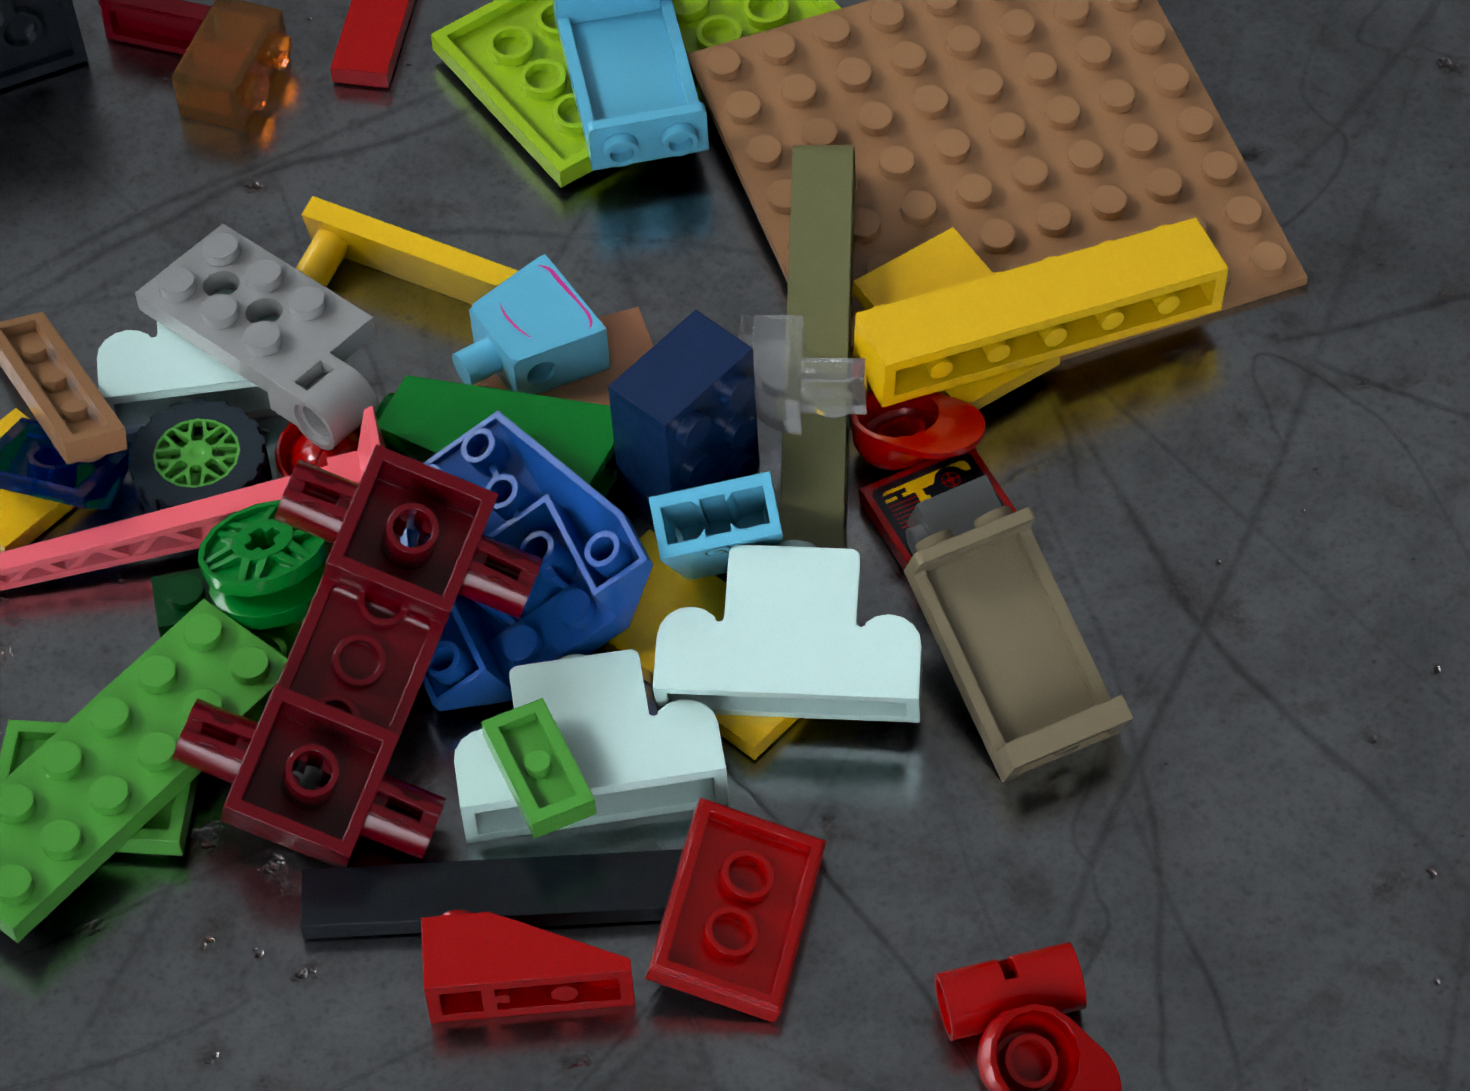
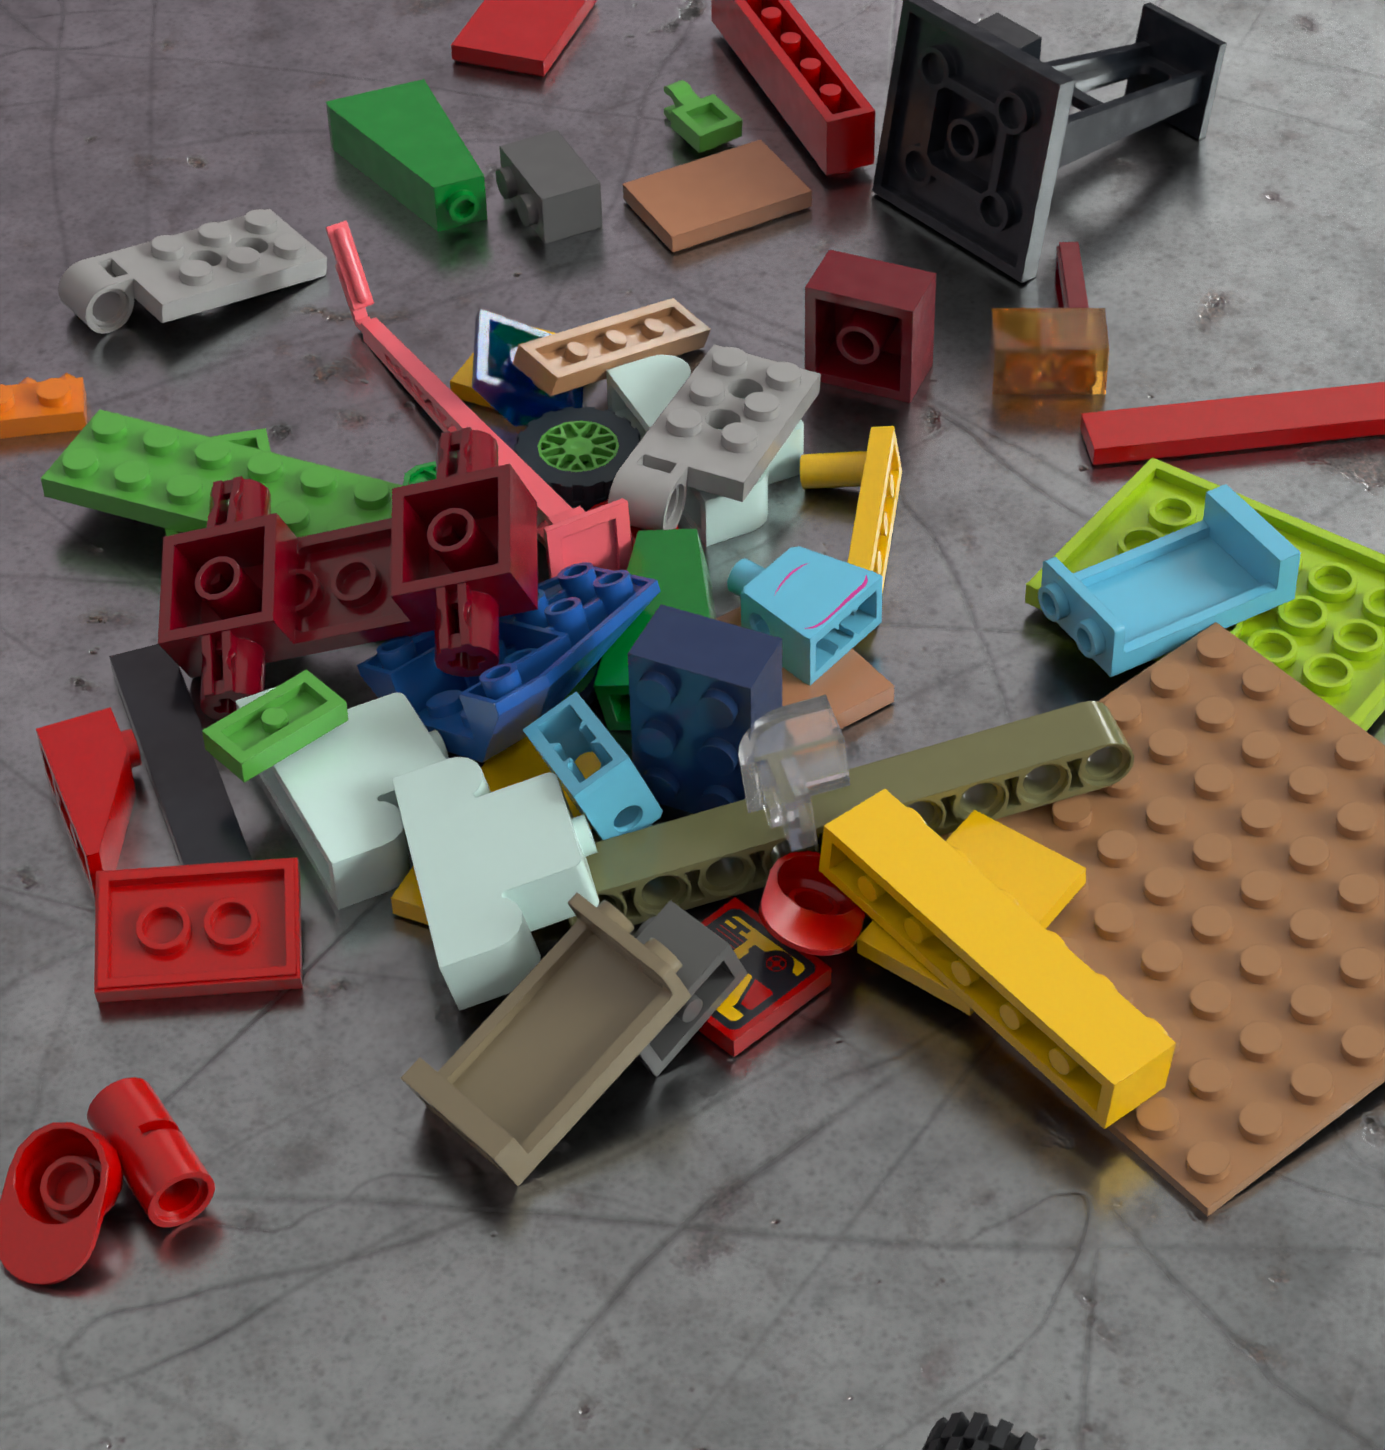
camera: 70 degrees right, 10 degrees down
(146, 173) = (870, 325): none -> dark red brick

